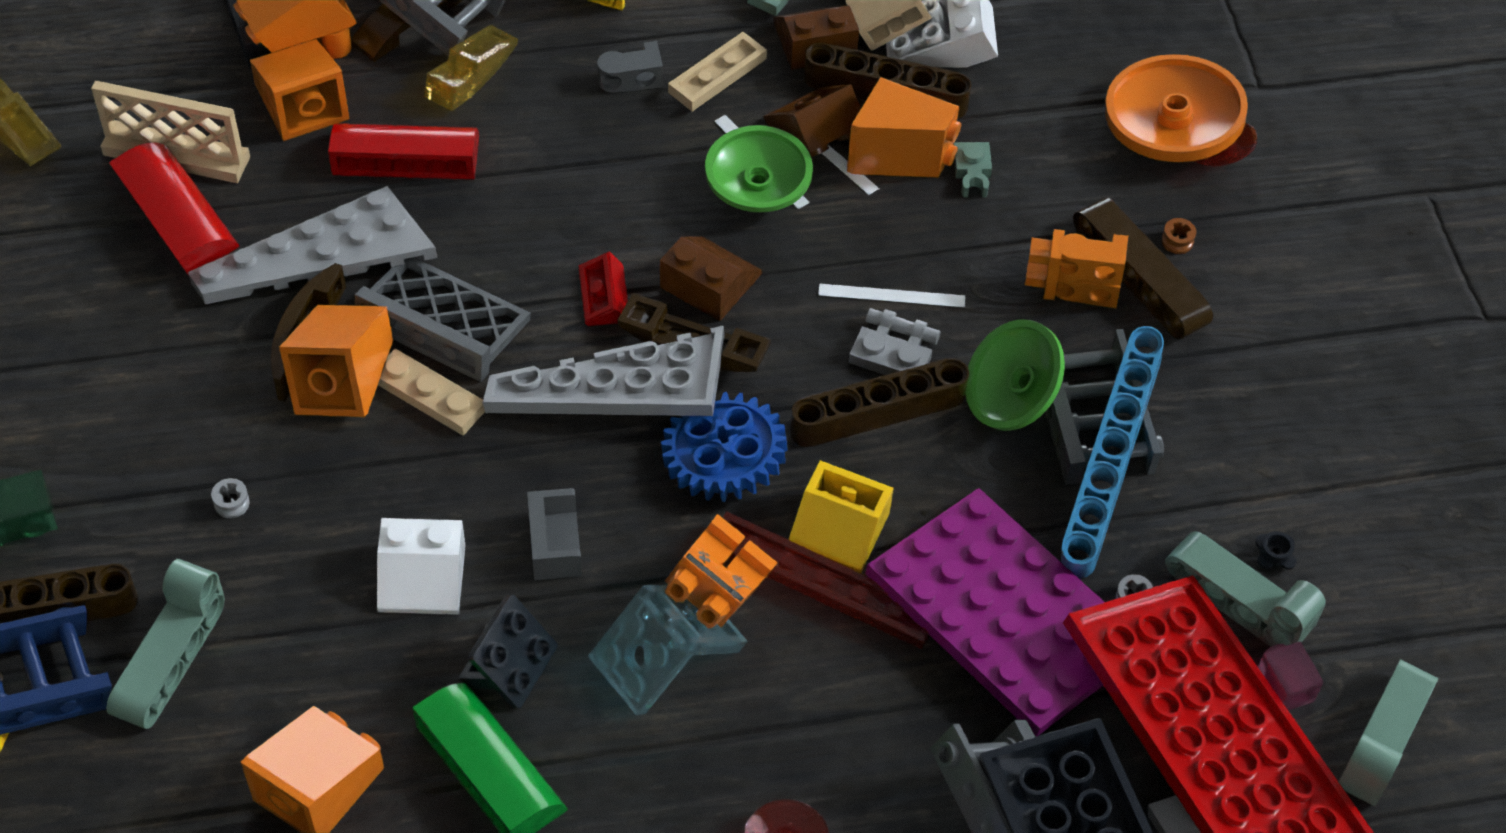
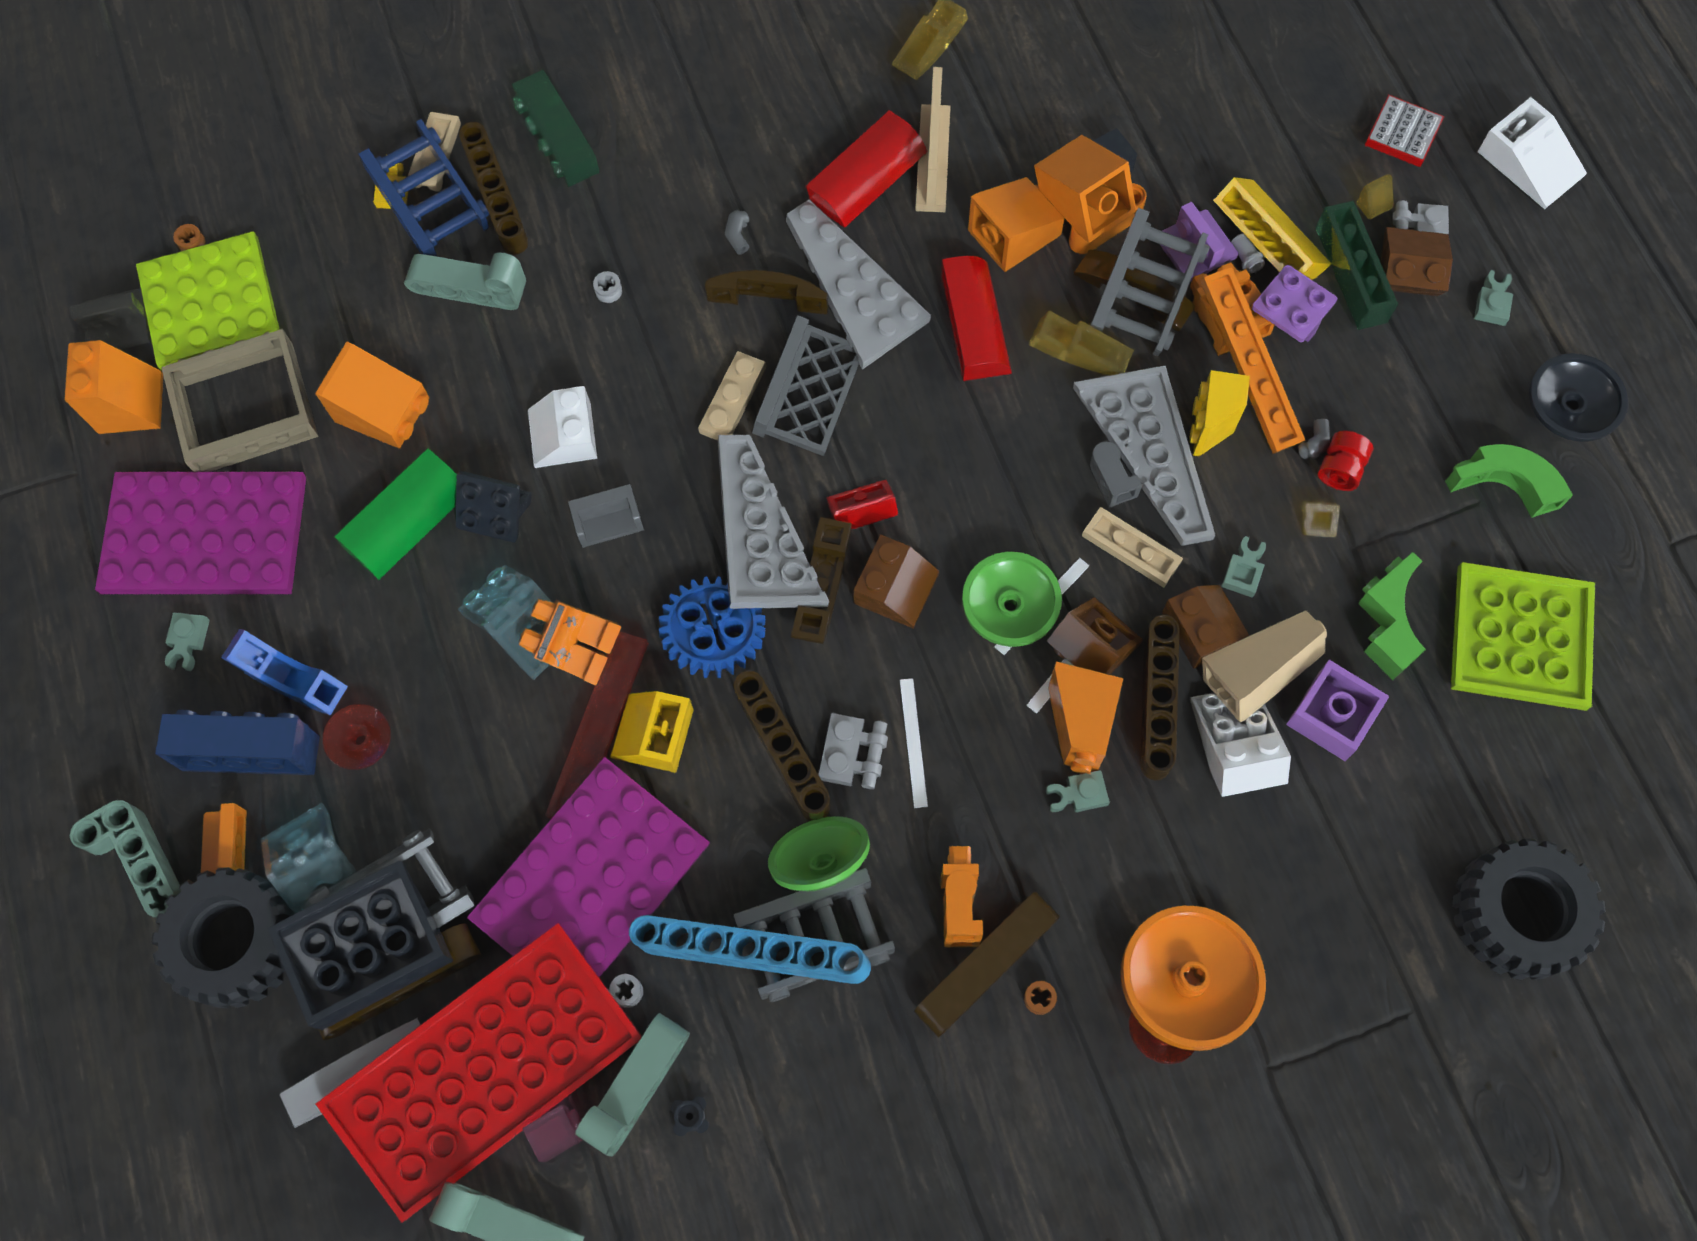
camera: 85 degrees right, 15 degrees up
(201, 355) = (733, 229): none -> dark grey arm
(337, 359) = (738, 319): orange slope -> none
(573, 34) = (1145, 423): none -> light grey wing

